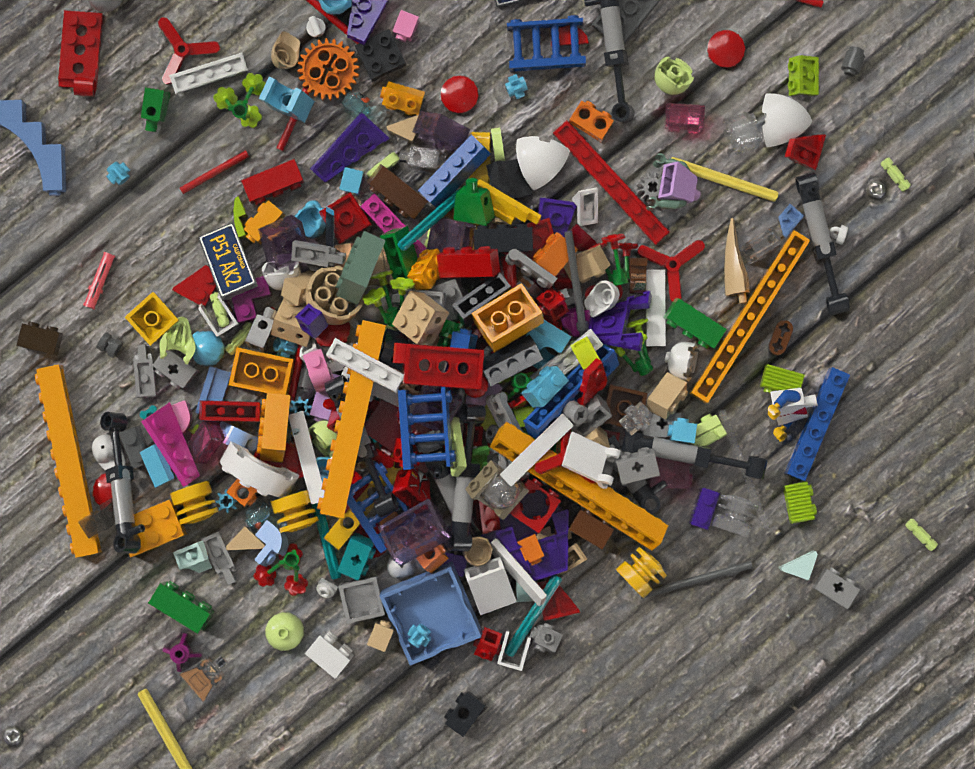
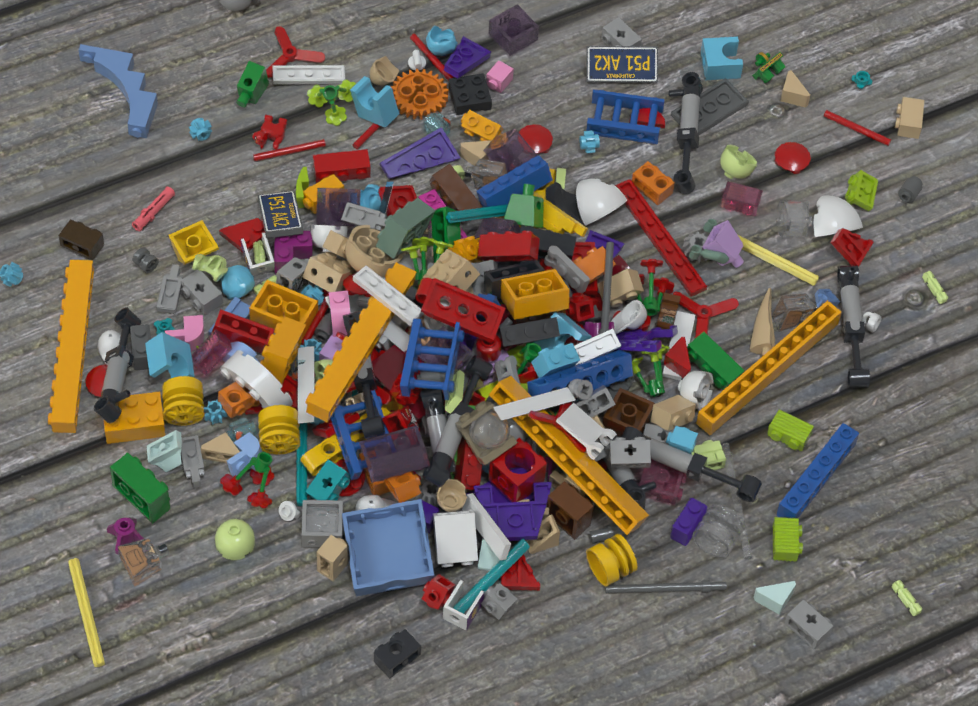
camera: 10 degrees right, 30 degrees down
(86, 82) = (196, 58): red hinge -> none
(98, 520) = (85, 392): clear smoke brick -> none
(171, 442) = (179, 339): dark pink wing -> none
(190, 155) = (271, 131): none -> red animal
(311, 321) = (346, 260): dark purple brick -> none
(330, 653) = (276, 556): white brick -> none
(352, 181) = (418, 178): medium azure panel -> none
(419, 635) = (371, 565): medium azure gear -> none
(531, 549) = (505, 502): orange window -> none
(584, 352) = (602, 343): neon yellow brick -> none
(587, 206) = (633, 243): white slope -> none
(593, 380) = (605, 366): red wing -> none
(636, 418) = (639, 413): clear brick -> none
(659, 330) = (678, 359): none -> red slope
(784, 339) = (793, 394): reddish brown beam -> none
(789, 407) = (793, 448): torso -> none

